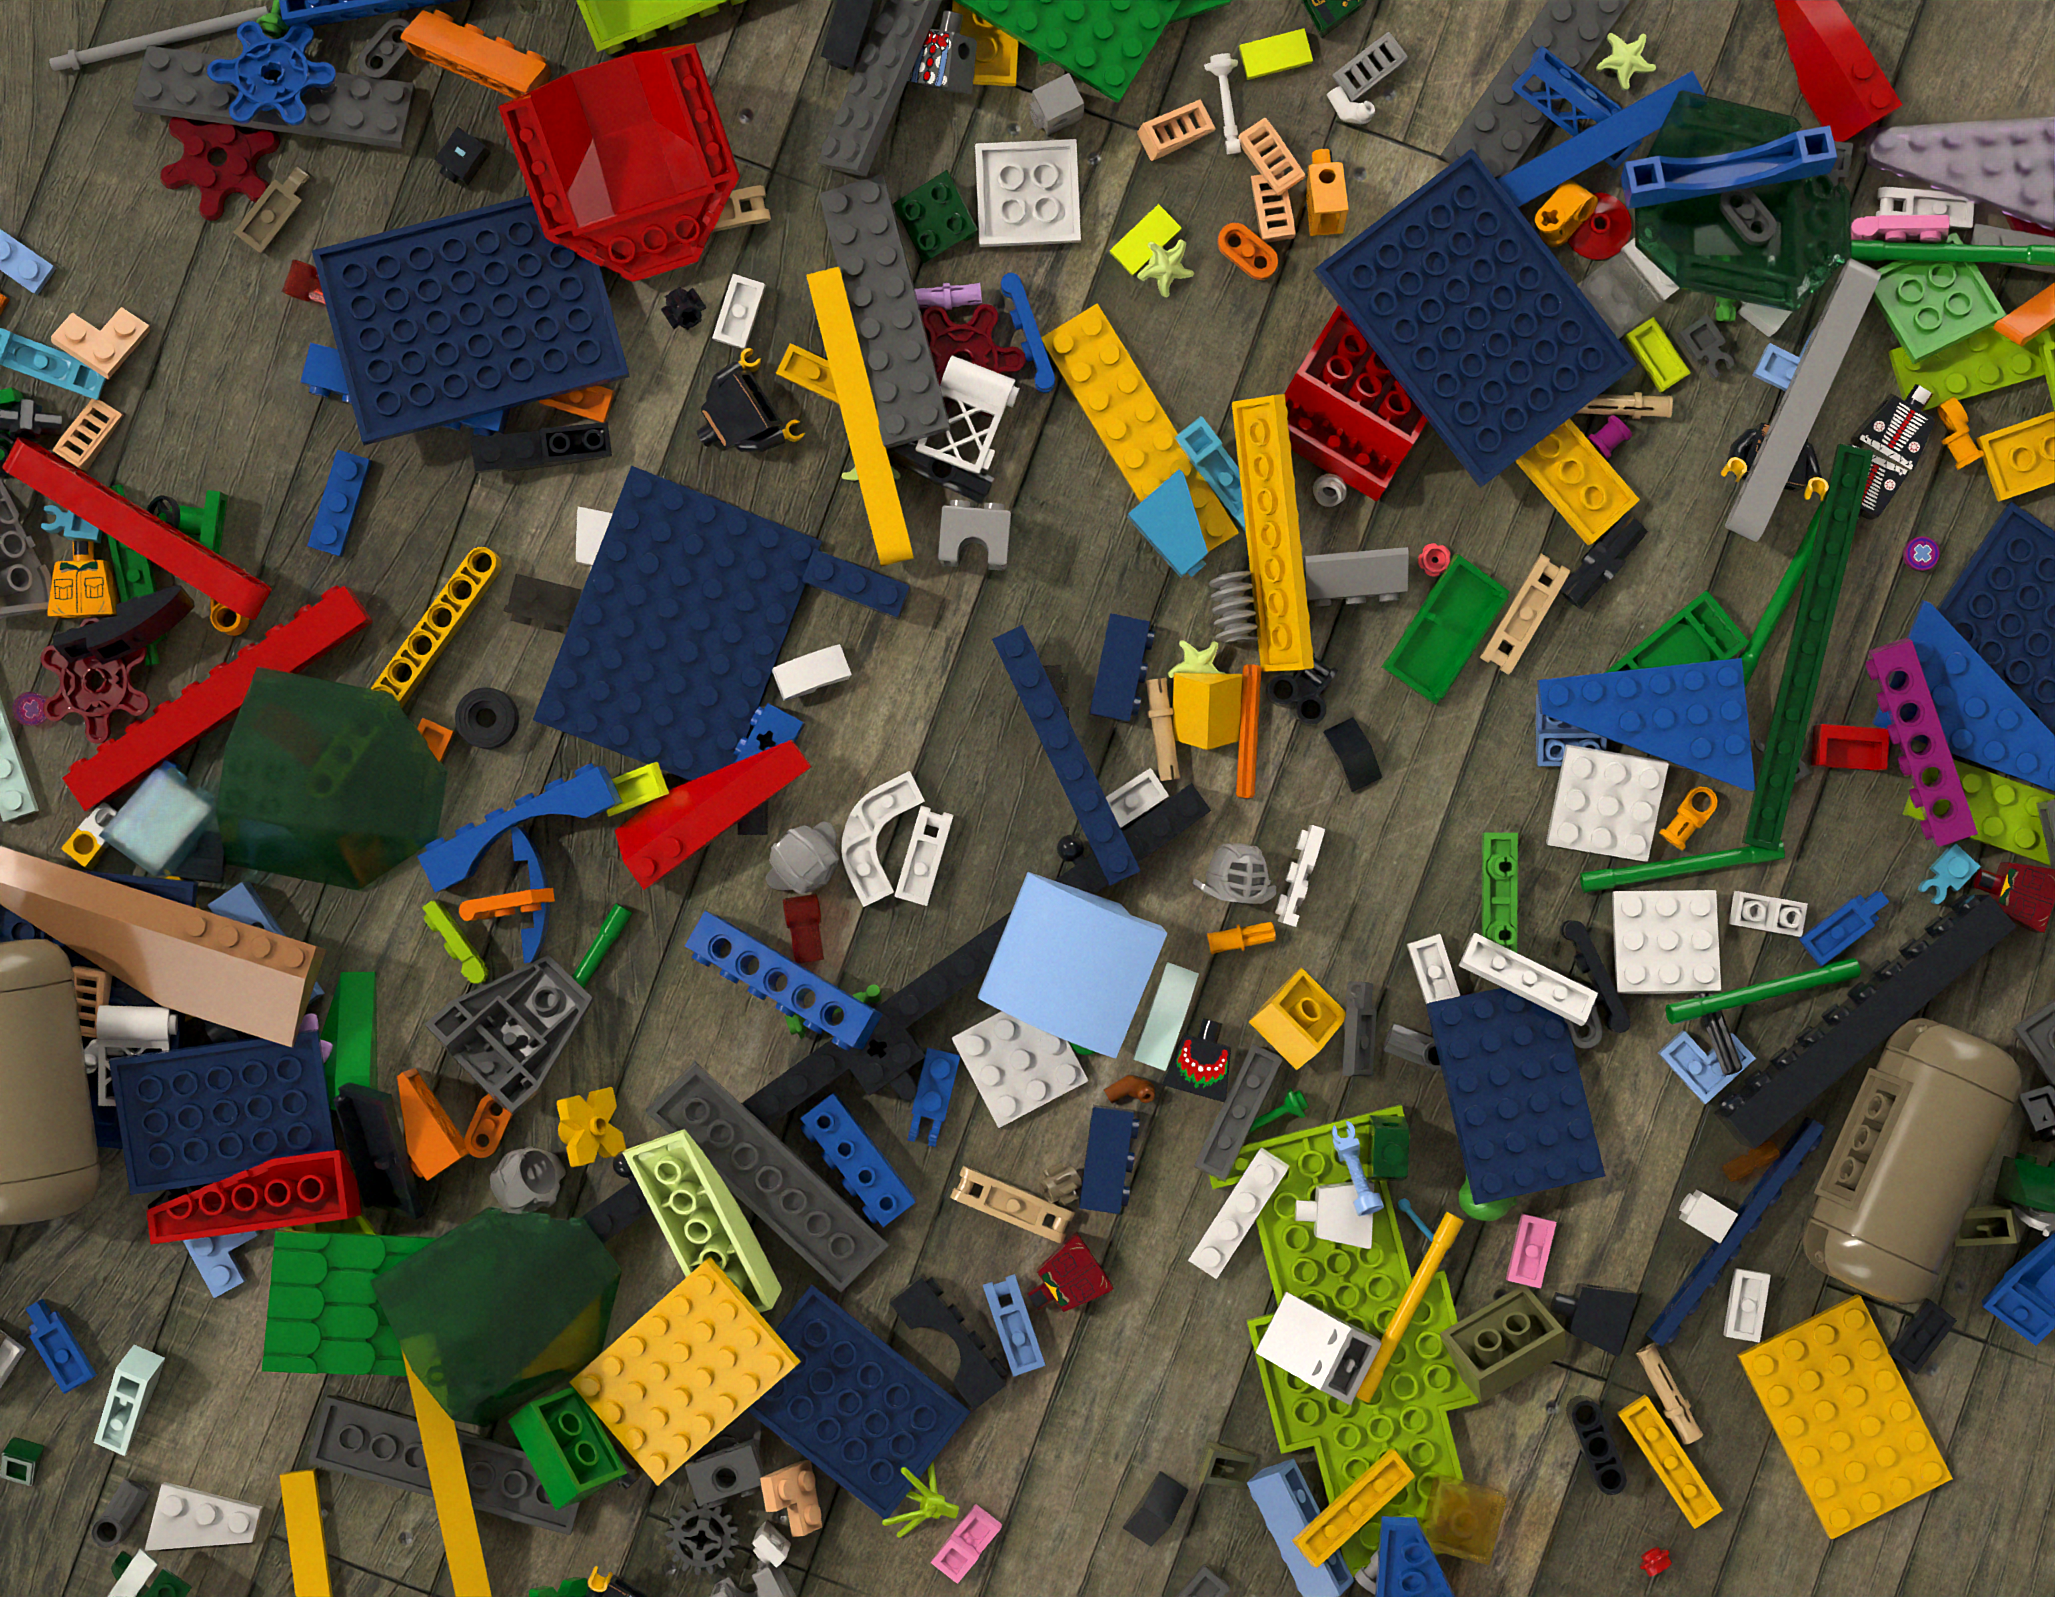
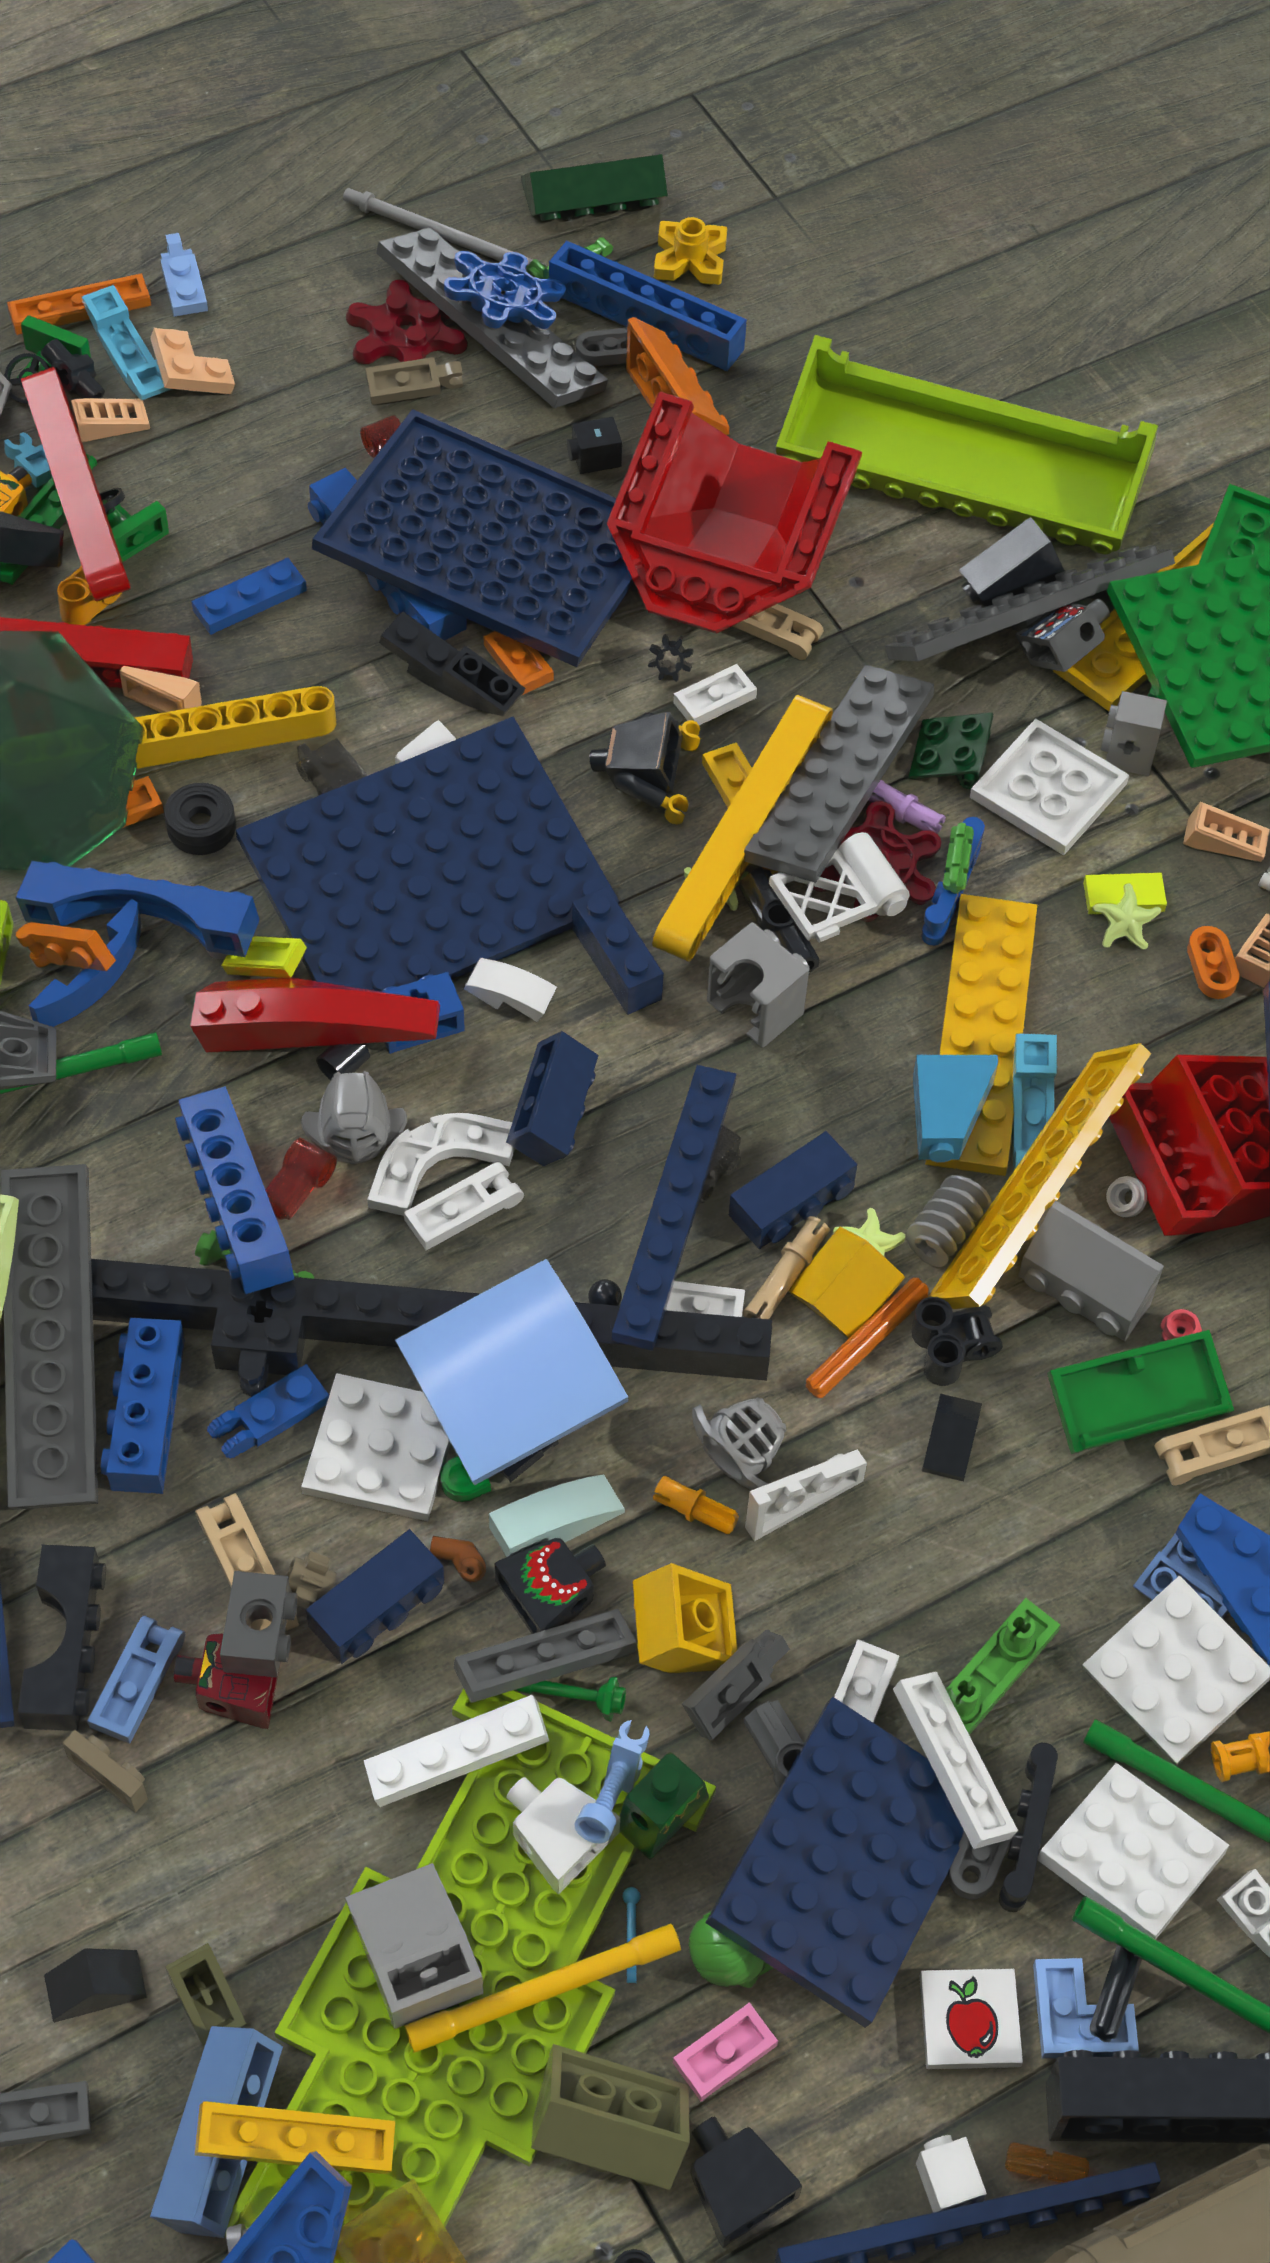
camera: 40 degrees right, 30 degrees down
(372, 638) = (160, 690): none -> light nougat slope
(915, 735) = (553, 1099): none -> dark blue brick
(1026, 323) = (958, 858): none -> bright green axle
(1035, 1393) = (93, 1758): none -> dark tan plate
(1069, 1268) = (255, 1598): none -> dark grey brick
(1647, 1114) = (970, 2019): none -> white tile

